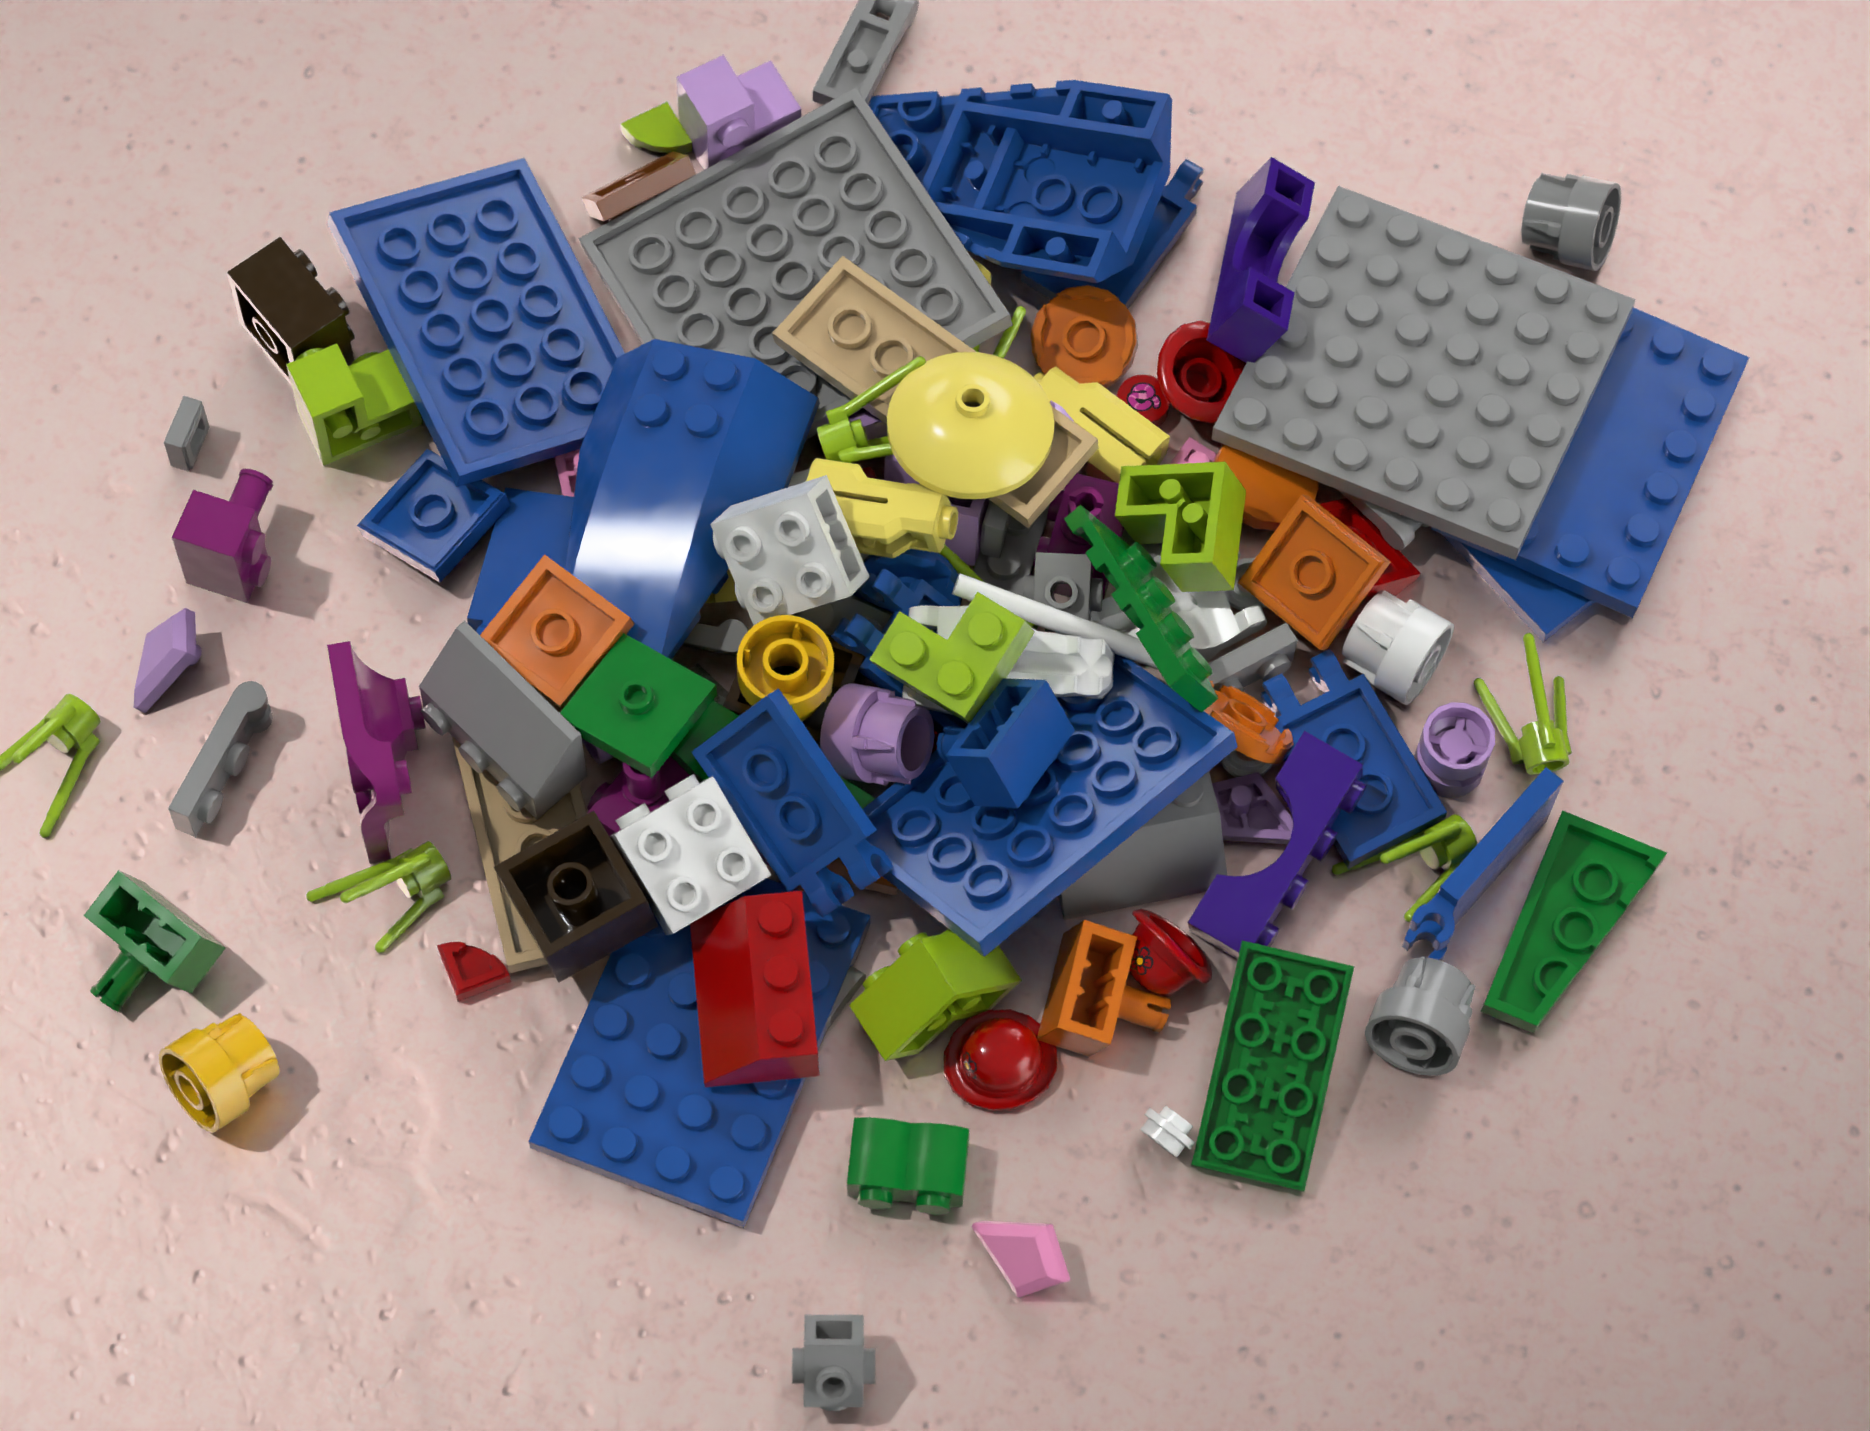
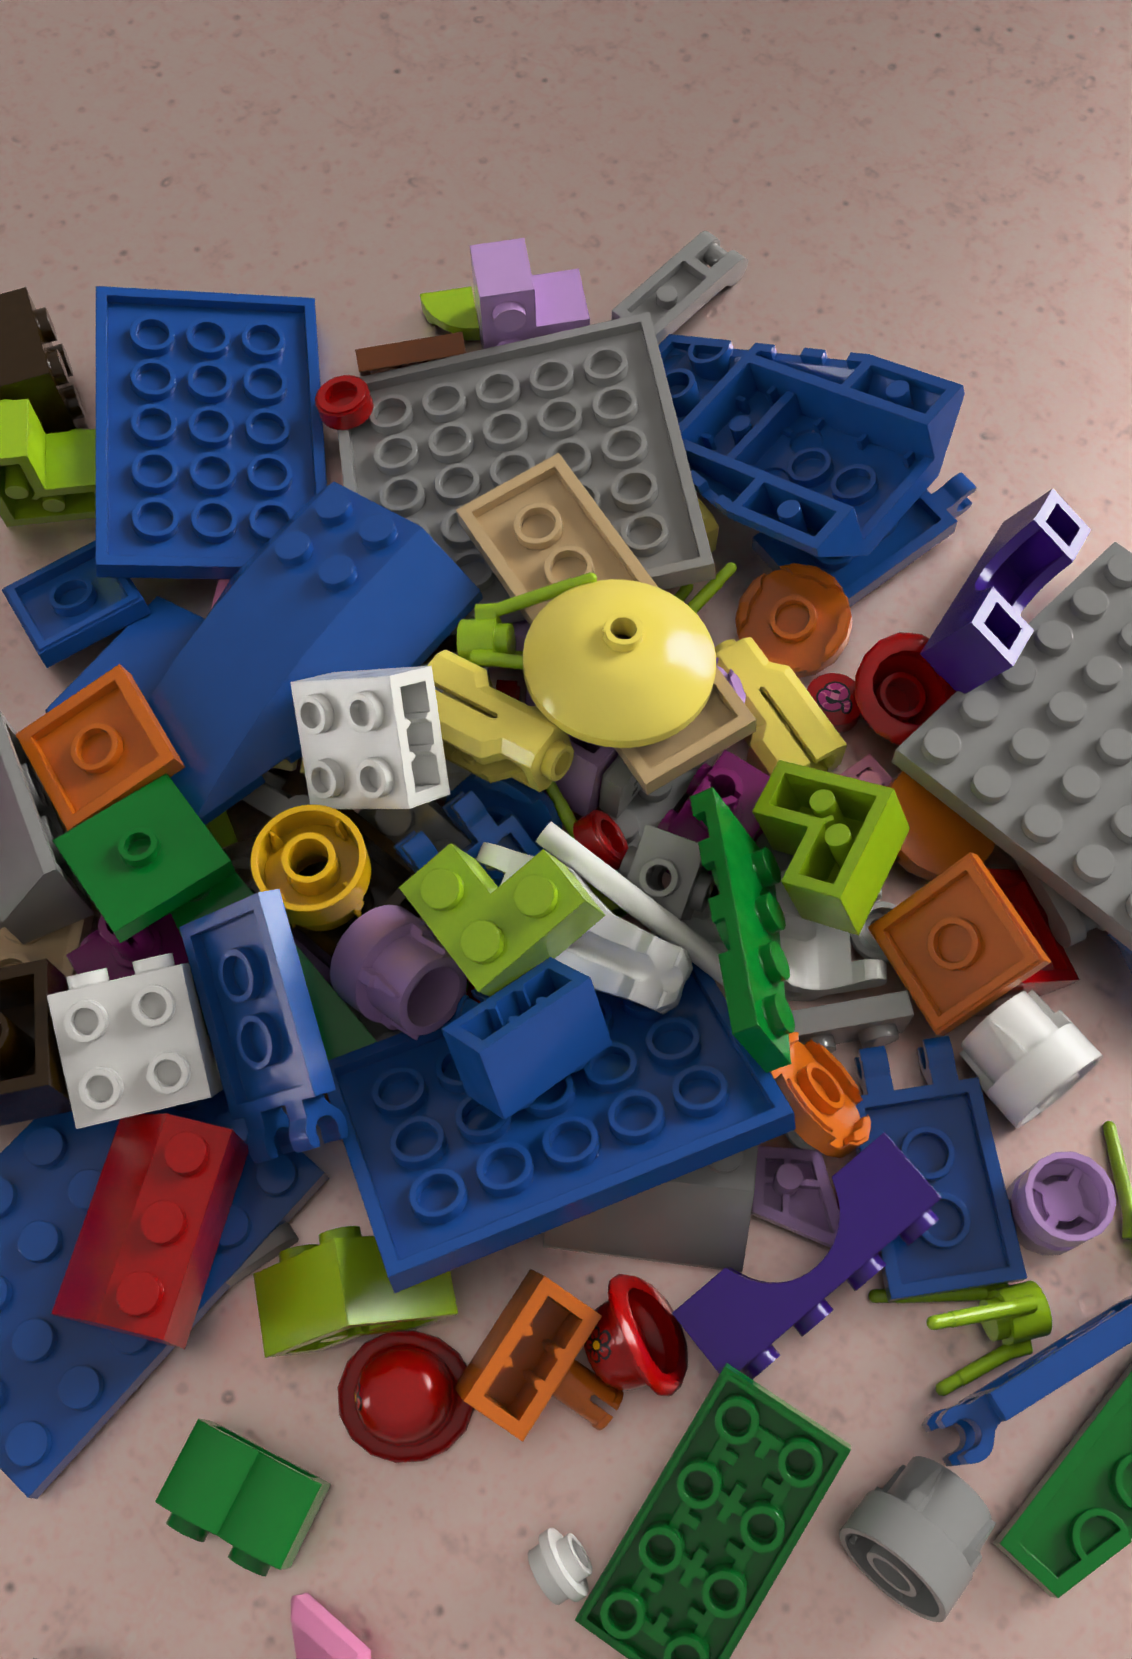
camera: 25 degrees right, 0 degrees up
(604, 255) = (344, 402): none -> red tile
(997, 573) = (601, 837): none -> red tile

